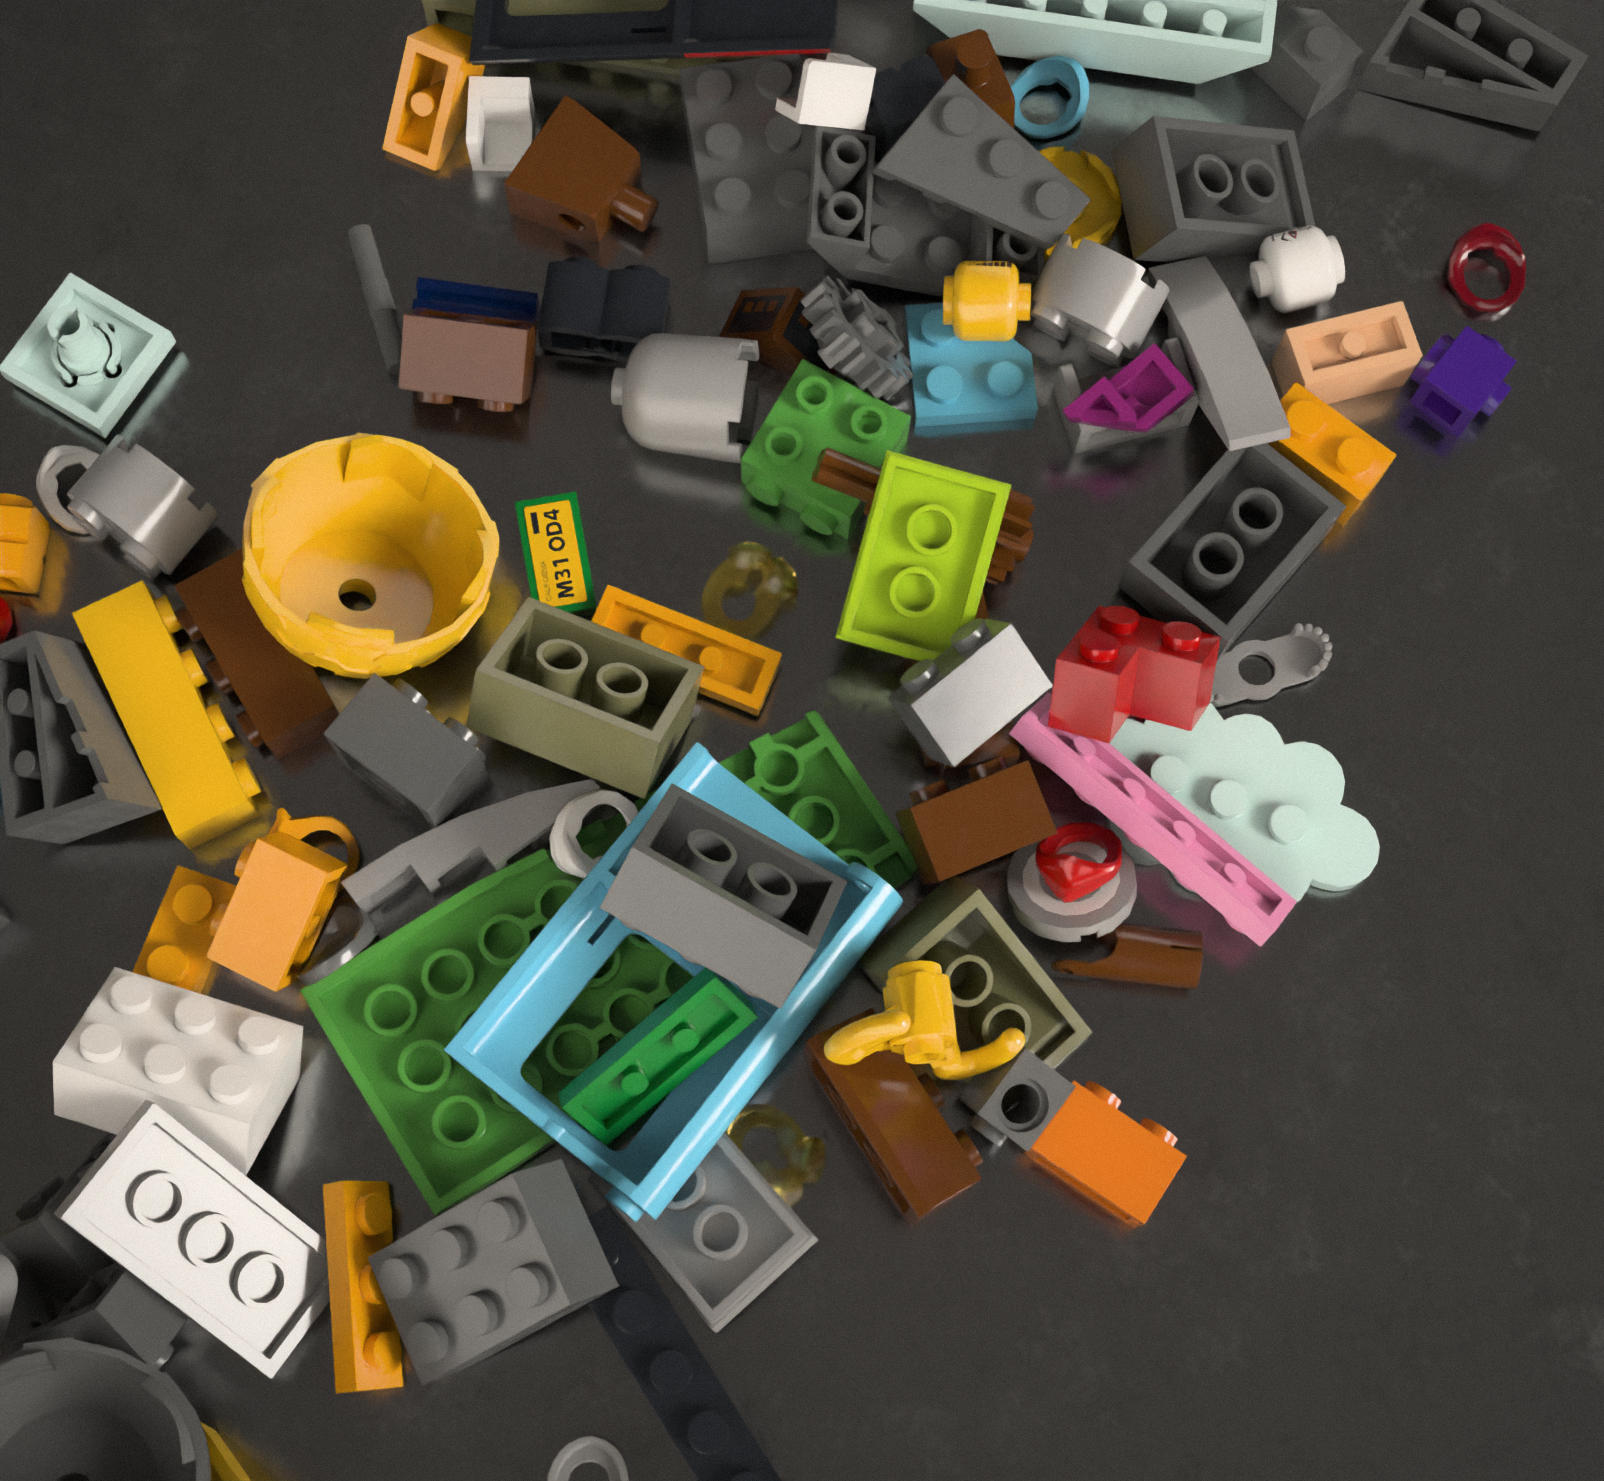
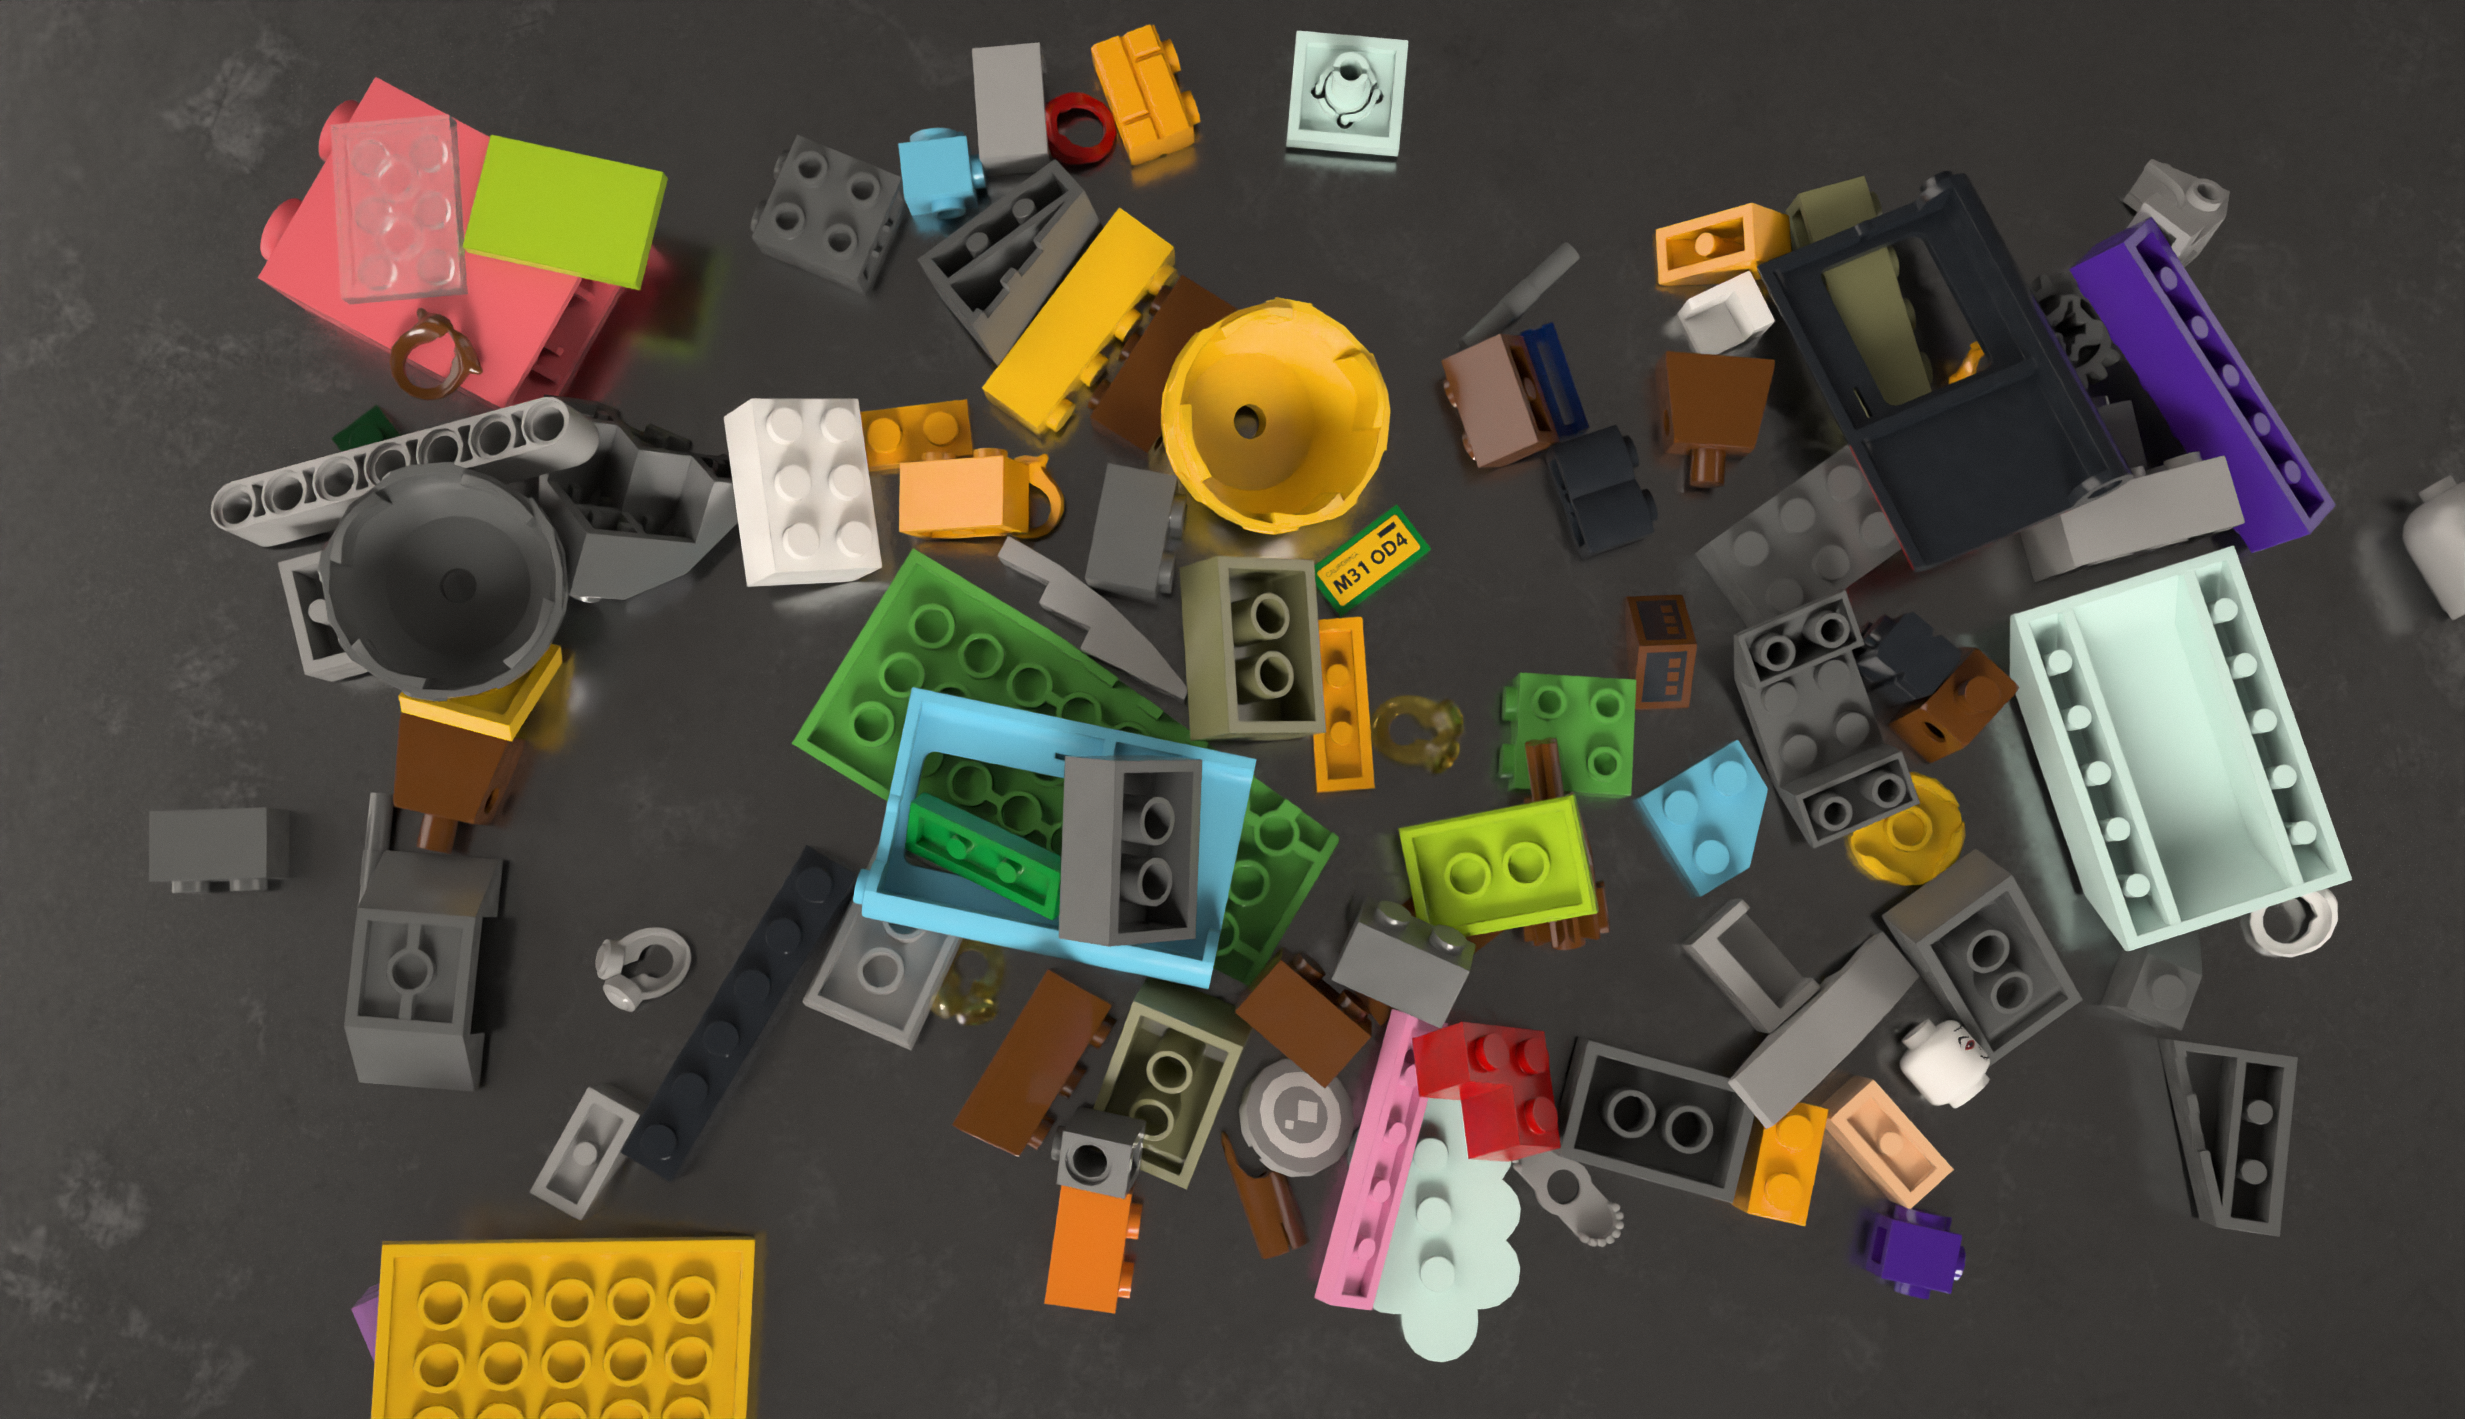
camera: 65 degrees right, 10 degrees up
(47, 486) = (1260, 149): white piece -> none
(140, 507) = (1232, 211): light grey brick -> none
(203, 1237) = (683, 583): plate -> none
(344, 937) = (977, 555): dark grey piece -> none
(363, 1329) = (714, 716): light orange plate -> none
(492, 1270) = (762, 814): dark grey brick -> none
(563, 842) = (1138, 691): white piece -> none
(689, 394) = (1556, 601): light grey cylinder -> none
(831, 93) = (1879, 589): white panel -> none
(857, 338) = (1678, 716): dark grey gear -> none
(920, 1027) = (1104, 1053): yellow piece -> none
(979, 163) = (1882, 750): dark grey wing -> none
(985, 301) = (1766, 809): yellow head -> none
(1046, 72) = (2024, 757): medium azure piece -> none
(1069, 875) = (1294, 1121): red piece -> none
(1096, 299) = (1818, 902): light grey brick -> none
(1135, 396) = (1743, 976): magenta slope -> none
(1505, 248) = (2064, 1235): dark red piece -> none

